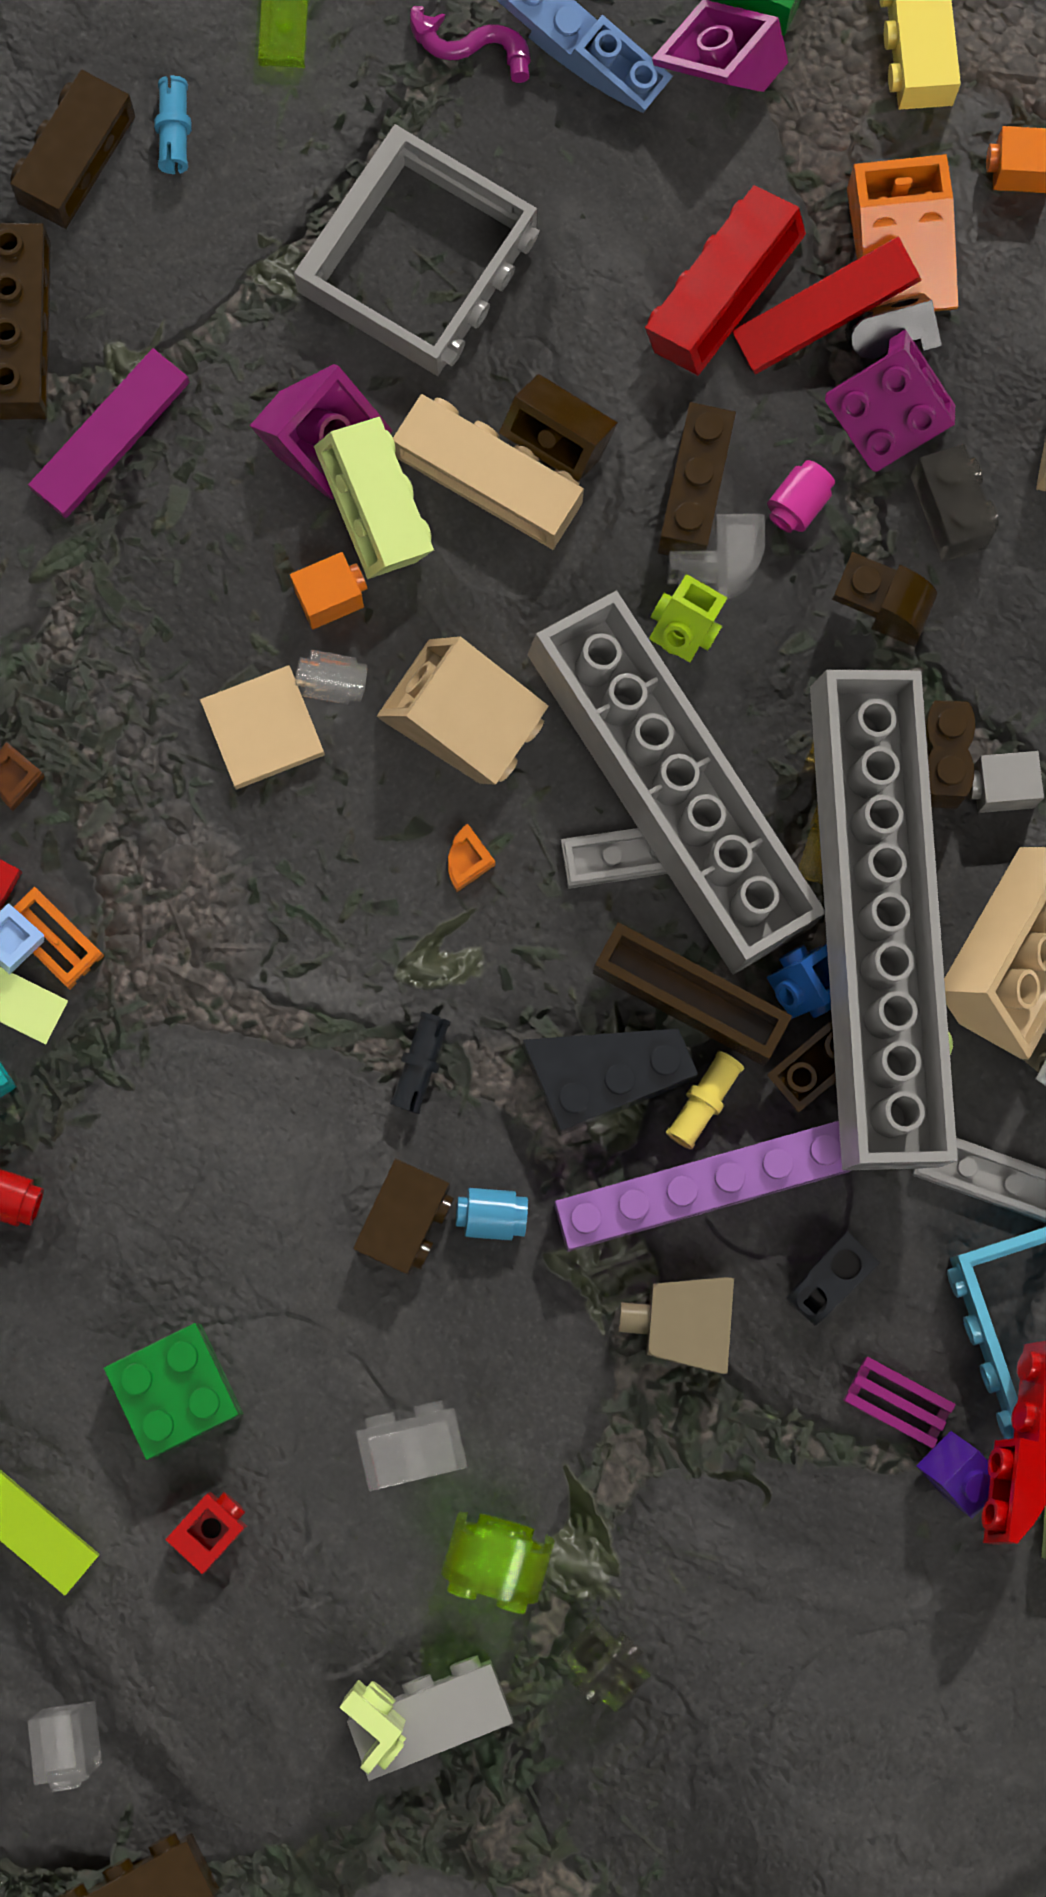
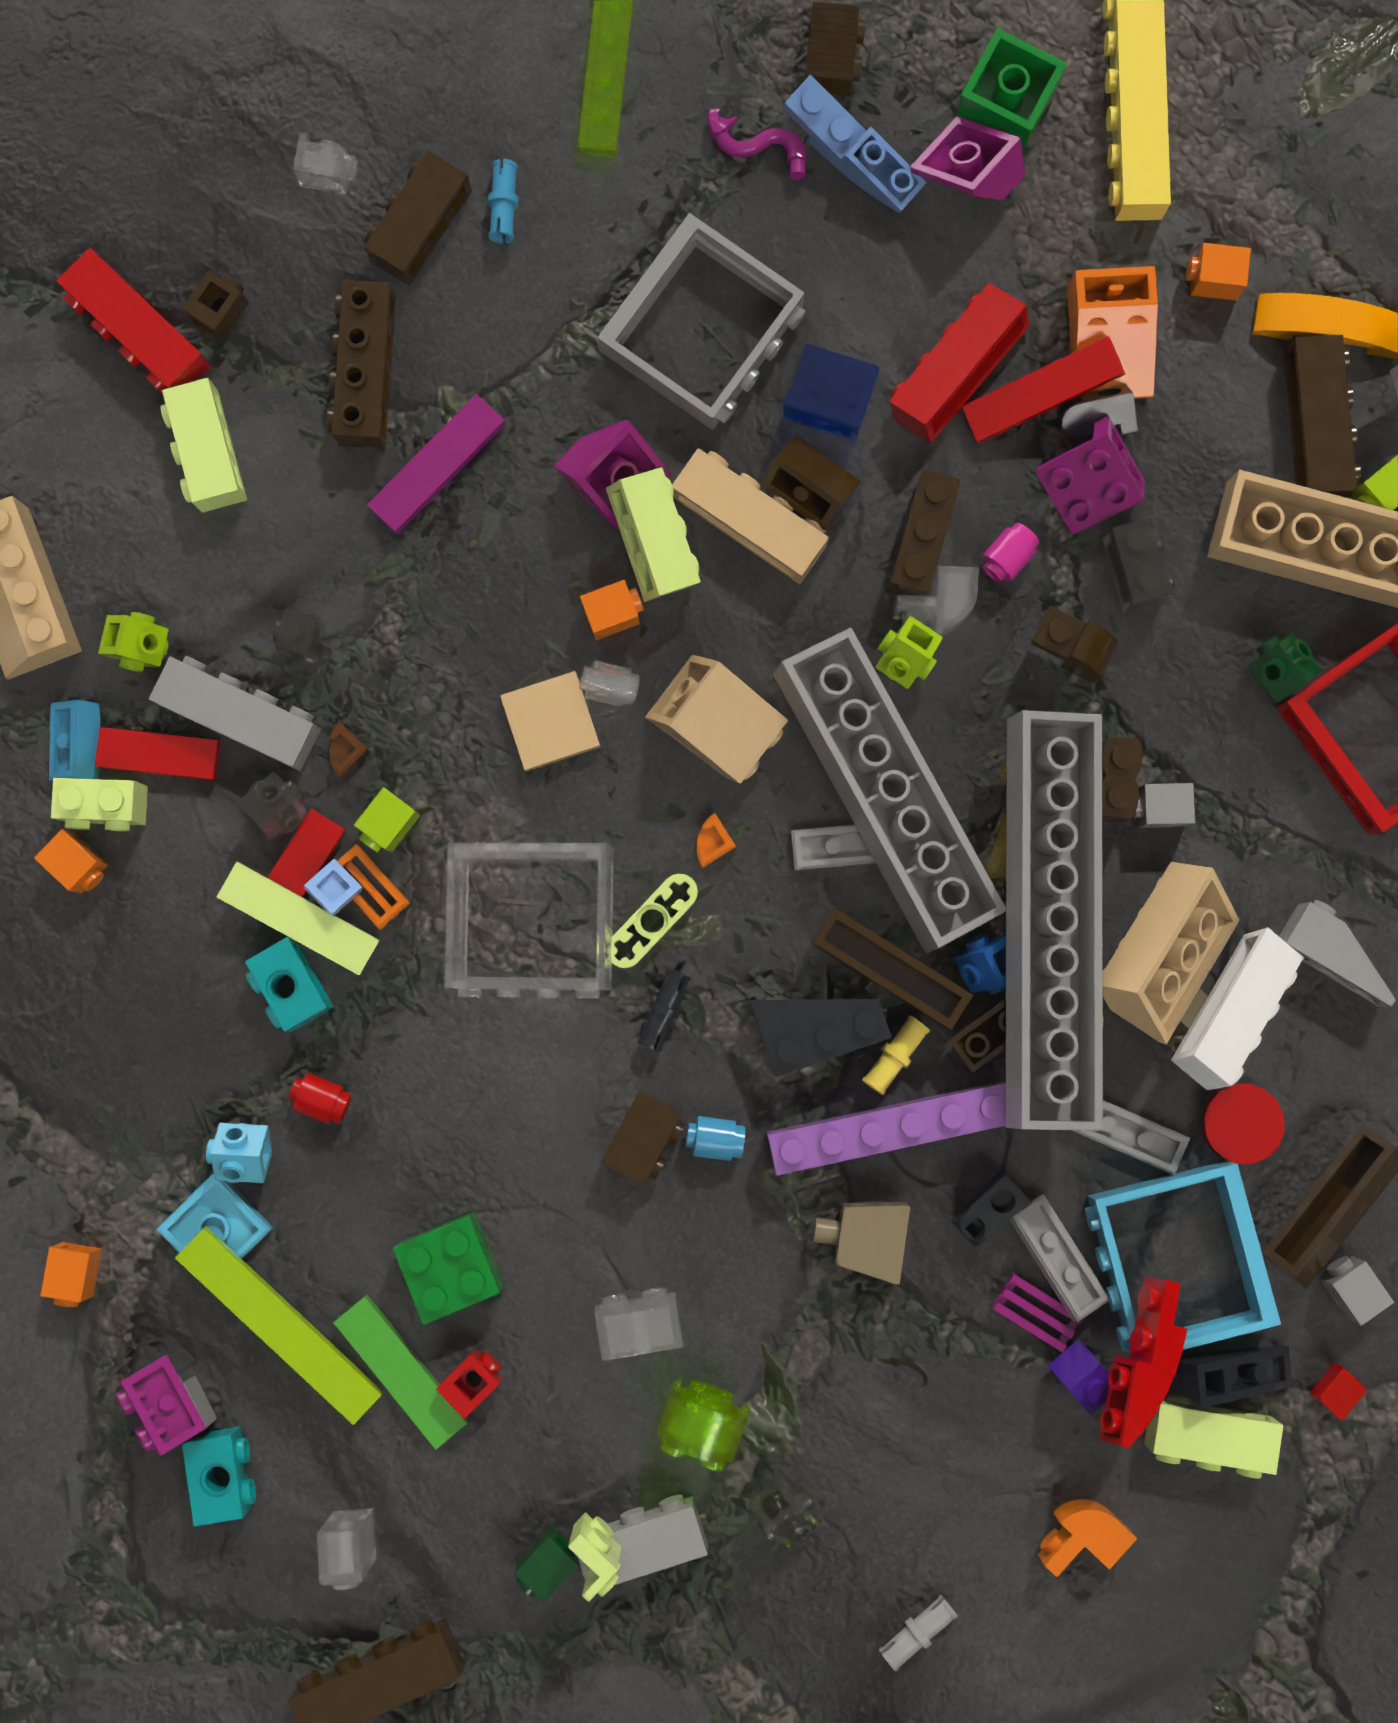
camera: 10 degrees right, 5 degrees up
(69, 856) = (386, 821): none -> lime brick
(120, 1526) = (400, 1371): none -> bright green tile
(243, 882) = (457, 917): none -> clear window
(314, 1754) = (546, 1565): none -> dark green brick
(431, 937) = (680, 906): none -> yellowish green beam
(575, 323) = (830, 392): none -> clear blue bracket
(780, 1807) = (918, 1633): none -> light grey pin
(919, 1333) = (1059, 1259): none -> light grey tile
(979, 1659) = (1088, 1526): none -> orange brick

